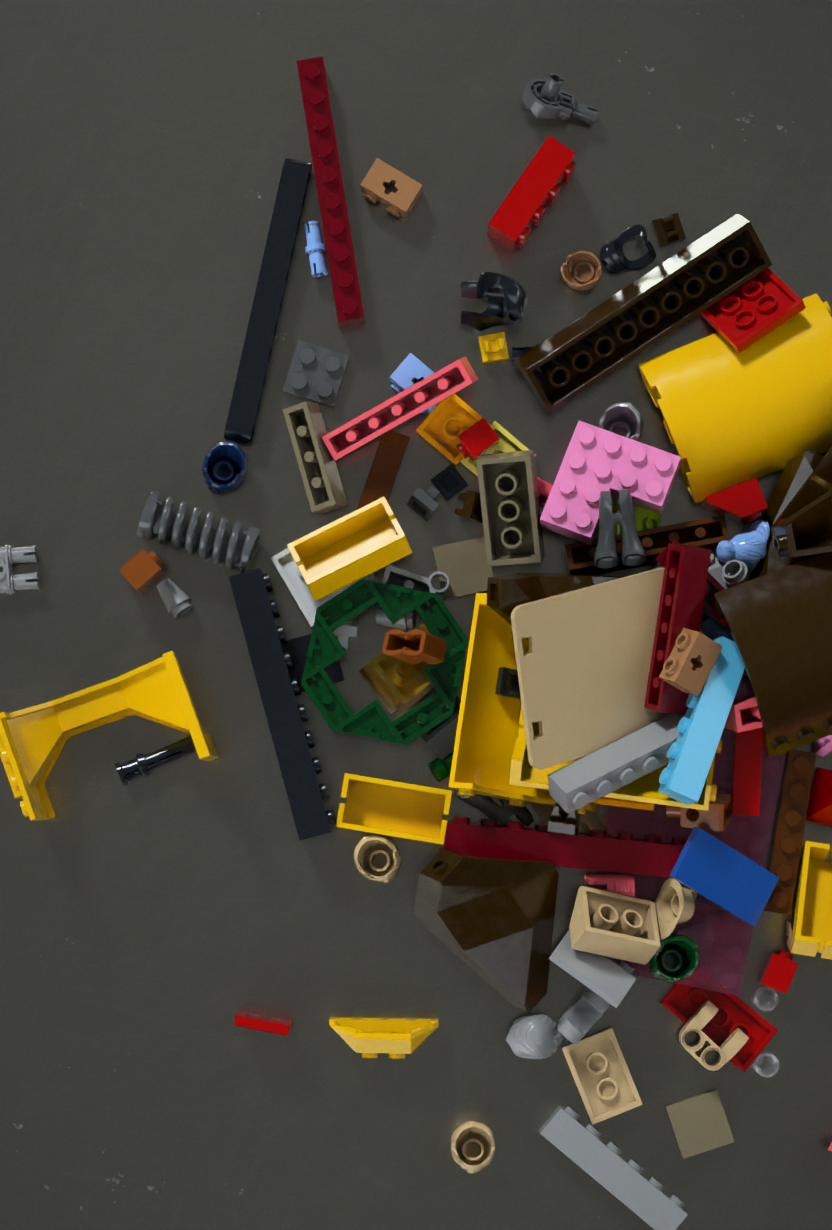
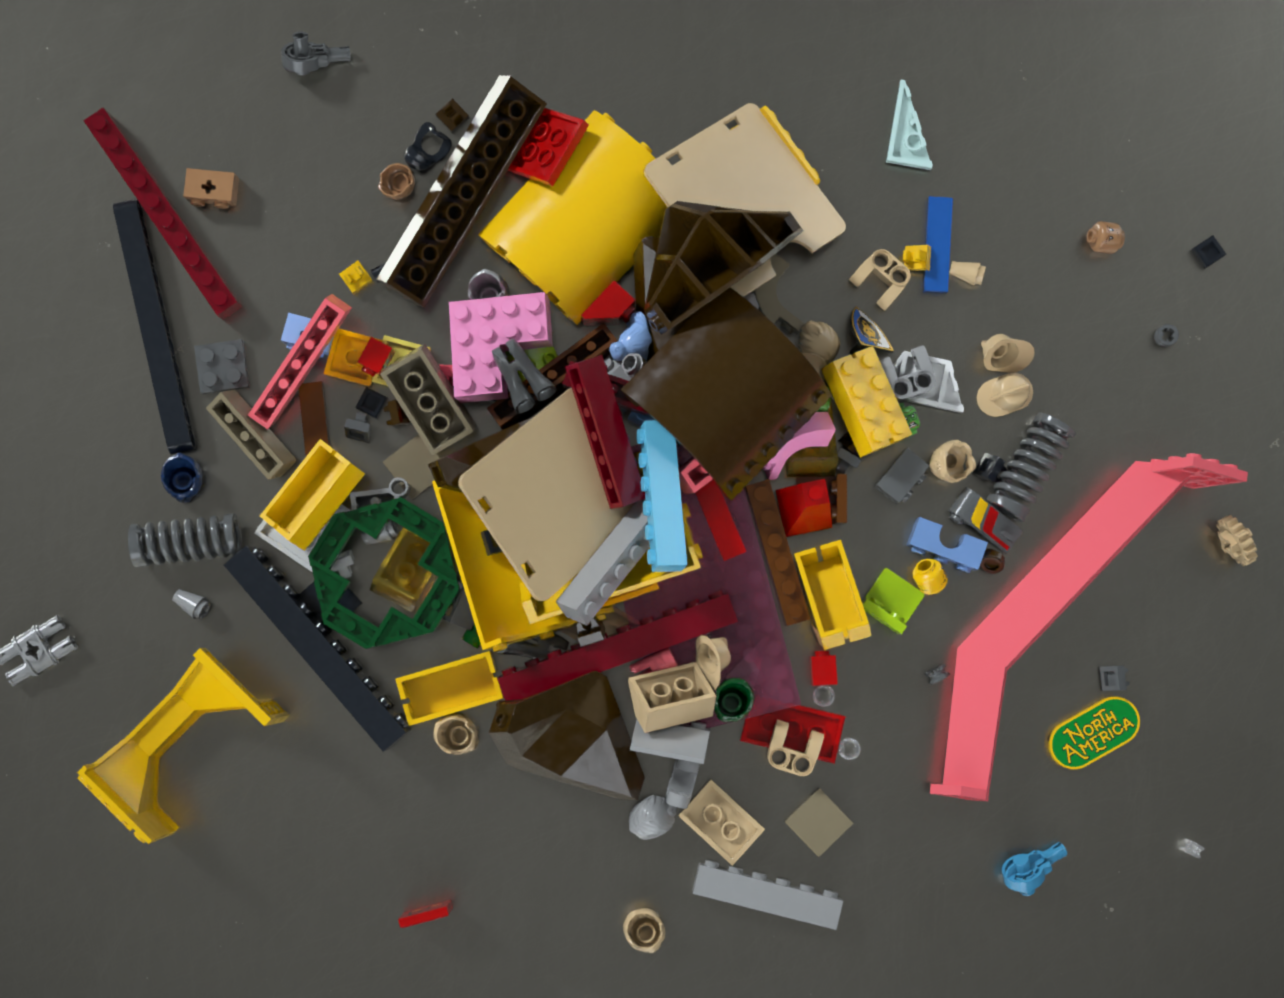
camera: 30 degrees left, 0 degrees up
(143, 570) = (153, 593): dark orange brick -> none
(144, 763) = (230, 750): black pin -> none
(315, 248) = (173, 266): light blue pin -> none
(383, 1035) = (529, 875): yellow wedge -> none
(414, 646) = (401, 549): dark orange brick -> none
(505, 298) = (346, 233): black piece -> none
(531, 193) = (326, 138): red brick -> none
(690, 661) = (628, 453): medium nougat brick -> none
(714, 819) = (711, 569): dark orange torso -> none
(724, 876) = (740, 614): blue tile -> none

